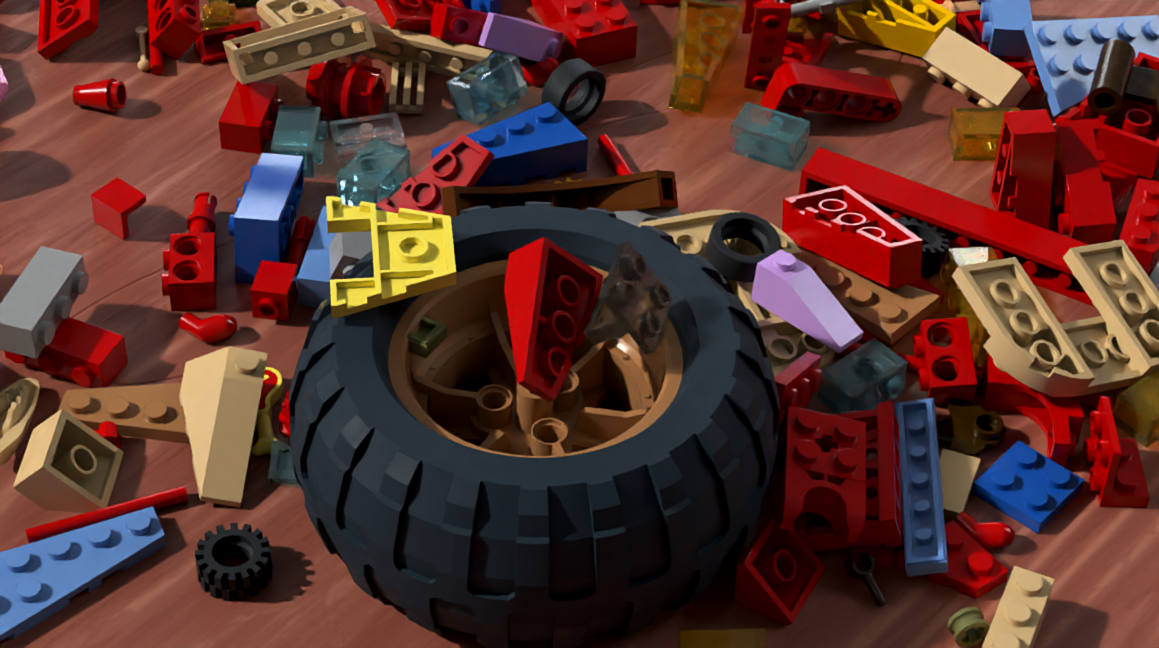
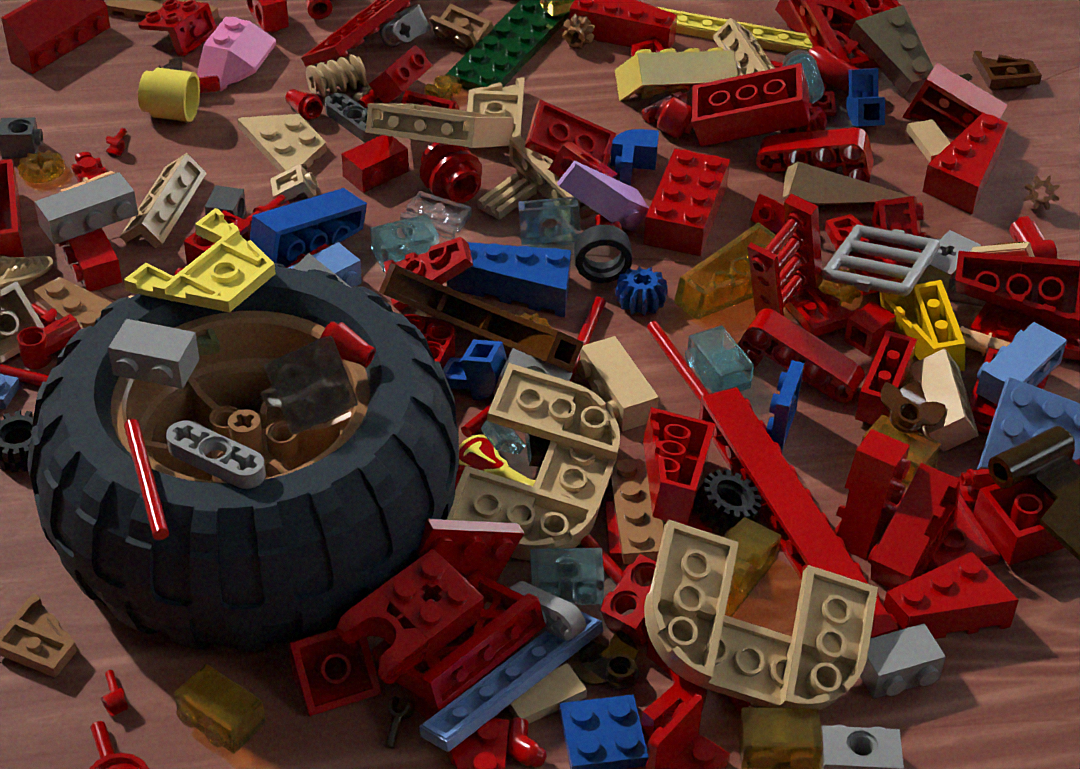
camera: 40 degrees right, 0 degrees up
(76, 233) = (165, 201): none -> tan fence
(105, 51) = (336, 74): none -> tan piece
(114, 203) = (225, 172): red panel -> none
(122, 142) = (284, 139): none -> tan wing
(139, 455) = (39, 343): none -> red piece
(146, 82) = (333, 106): none -> dark grey beam
(152, 233) = (227, 199): none -> dark grey brick
(193, 176) = (293, 183): none -> tan bracket
(300, 133) = (386, 192): clear light blue brick -> none
(449, 354) = (154, 353): none -> light grey brick
(547, 311) = (237, 369): red wedge -> none
(581, 464) = (146, 480): none -> red bar
(583, 400) = (225, 467): none -> light grey beam
(598, 249) = (349, 344): none -> red cone
(634, 110) = (641, 290): none -> blue gear
(708, 190) = (617, 382): none -> tan brick
(735, 158) = (677, 360): none -> red bar
(746, 227) = (568, 401): black tyre -> none
(802, 299) = (565, 488): lavender slope -> none
(851, 45) = (867, 327): none -> red brick
(874, 135) = (785, 404): none -> blue plate
(911, 401) = (560, 616): none -> light grey beam
(917, 79) = (889, 365): none -> red brick
(978, 94) = (909, 407): none -> reddish brown plate

